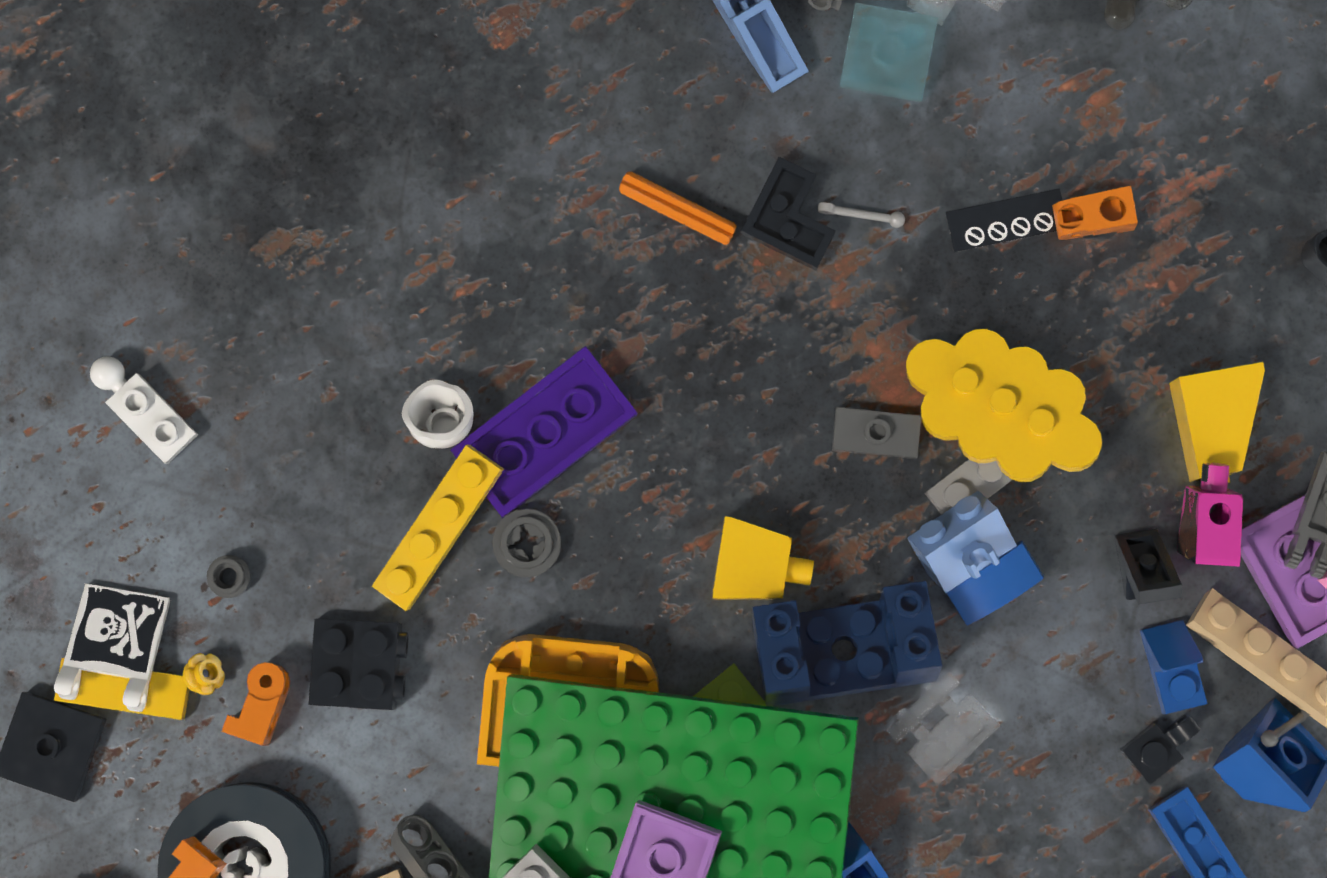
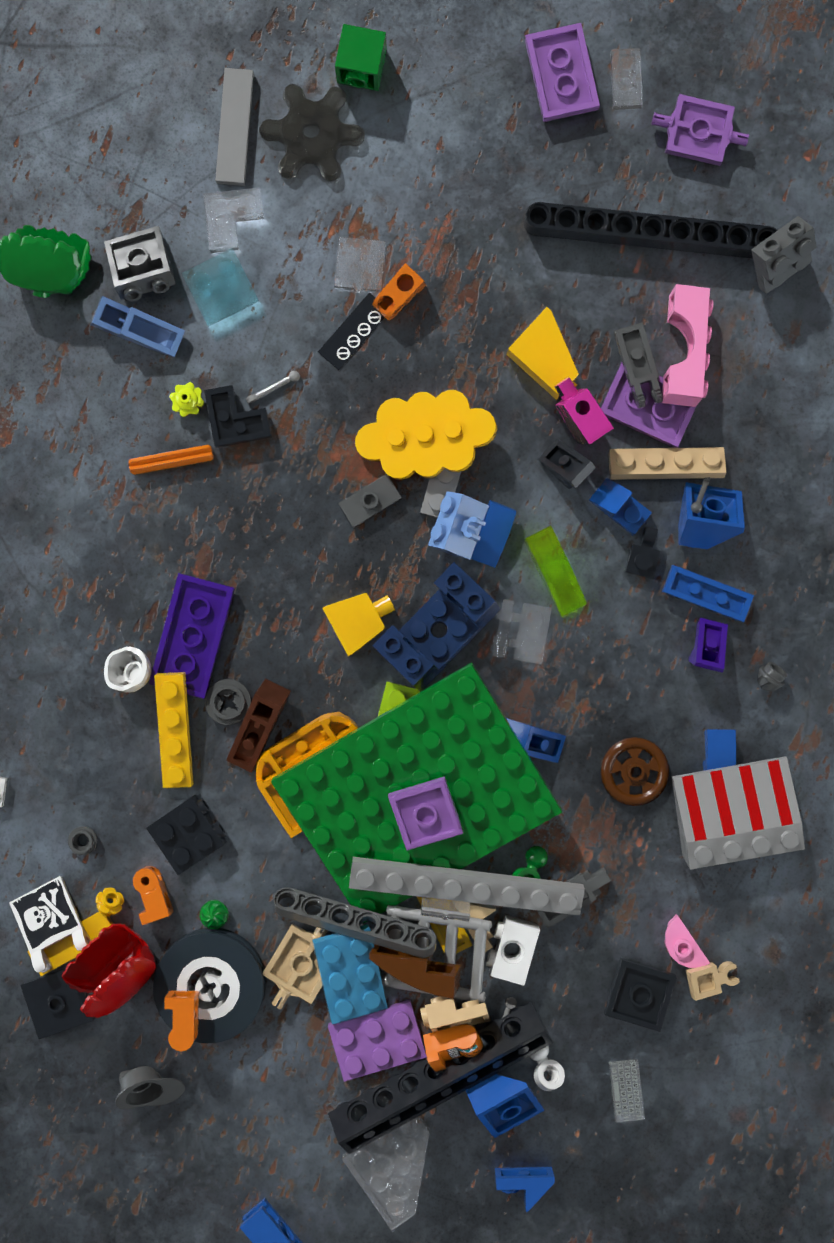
camera: 40 degrees left, 5 degrees up
(144, 756) = (111, 968): none -> red animal
(314, 785) = (214, 914): none -> green plate
(541, 598) = (258, 725): none -> copper slope
(750, 152) = (186, 399): none -> neon yellow plant
(1038, 684) = (555, 570): none -> clear neon green slope
(1073, 147) = (359, 264): none -> clear piece

